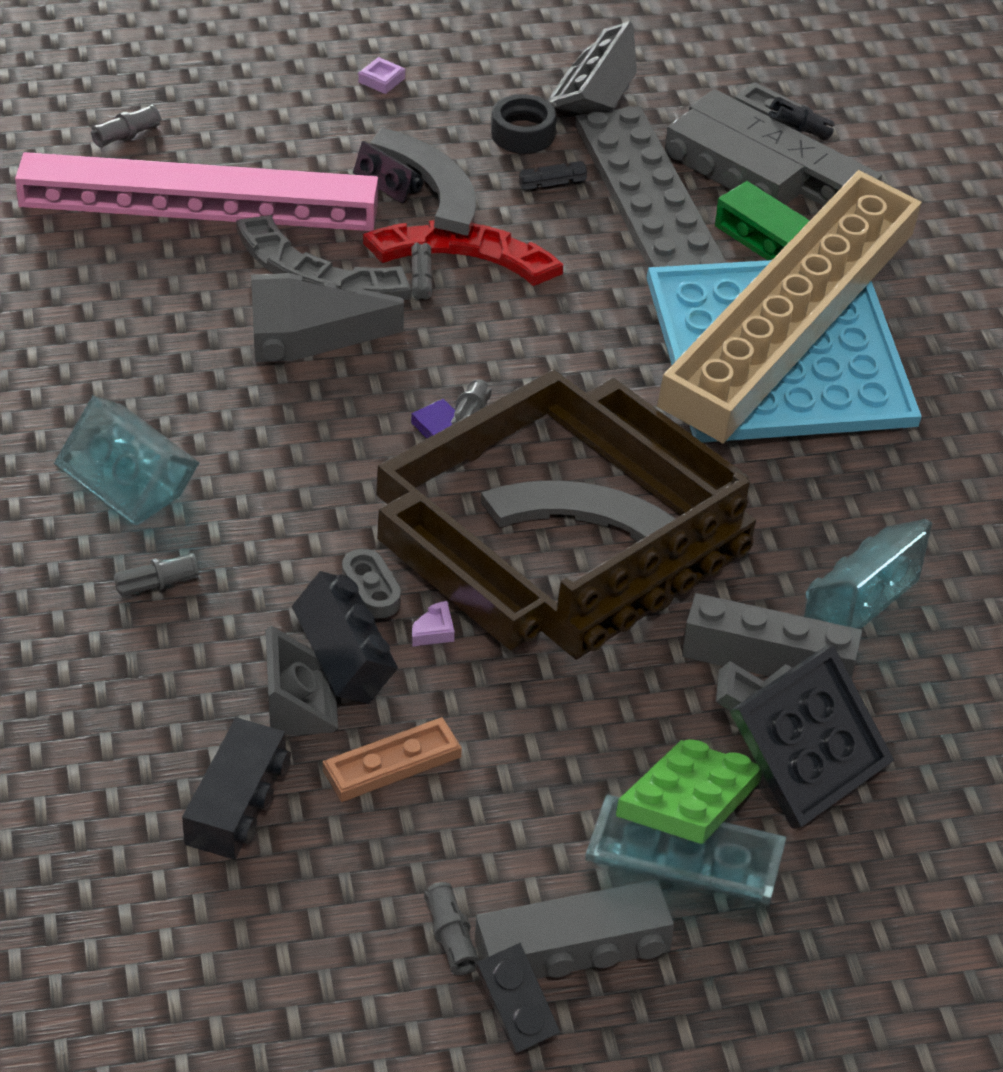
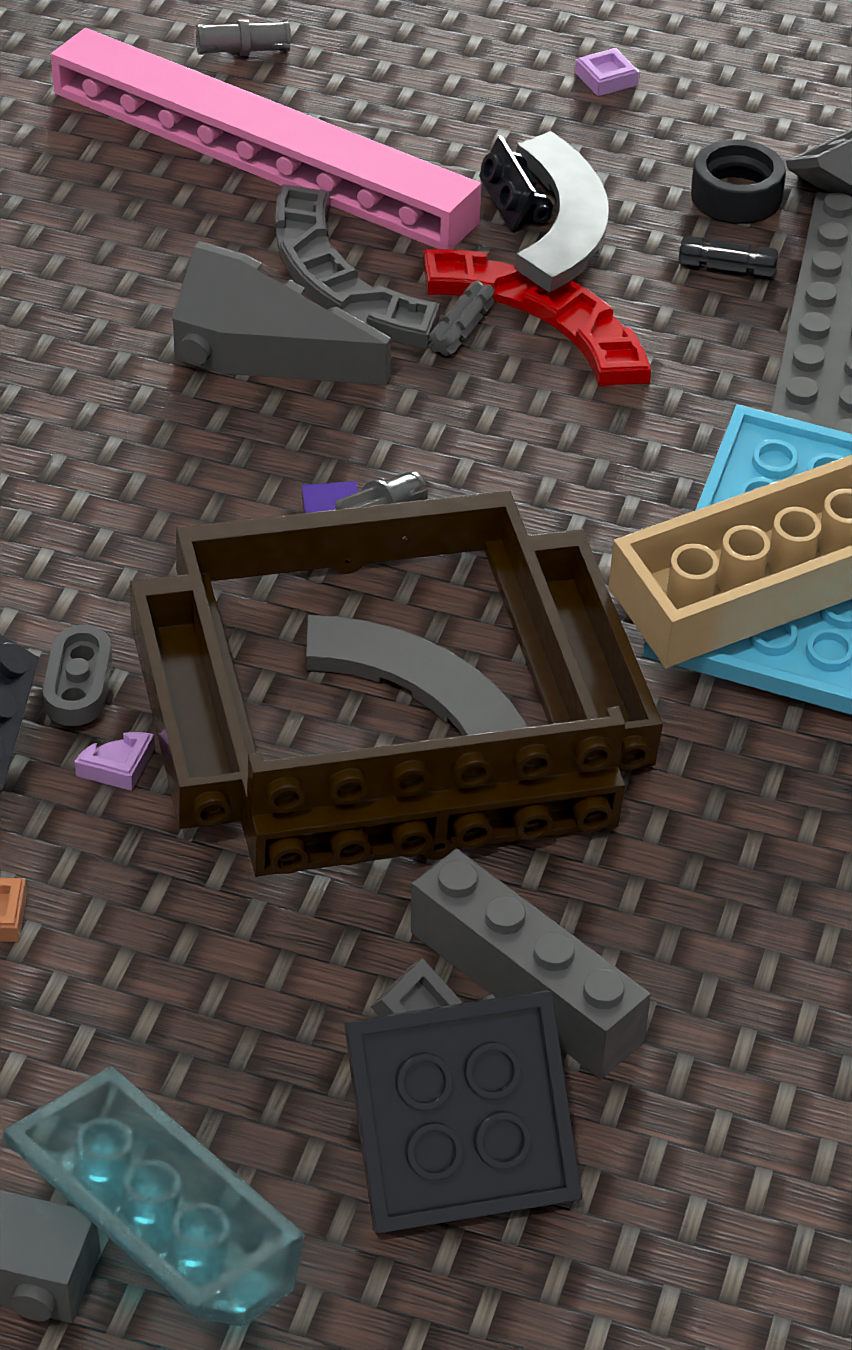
camera: 30 degrees right, 0 degrees up
(690, 791) = (225, 1112): bright green plate -> none
(871, 576) = (733, 933): clear light blue slope -> none

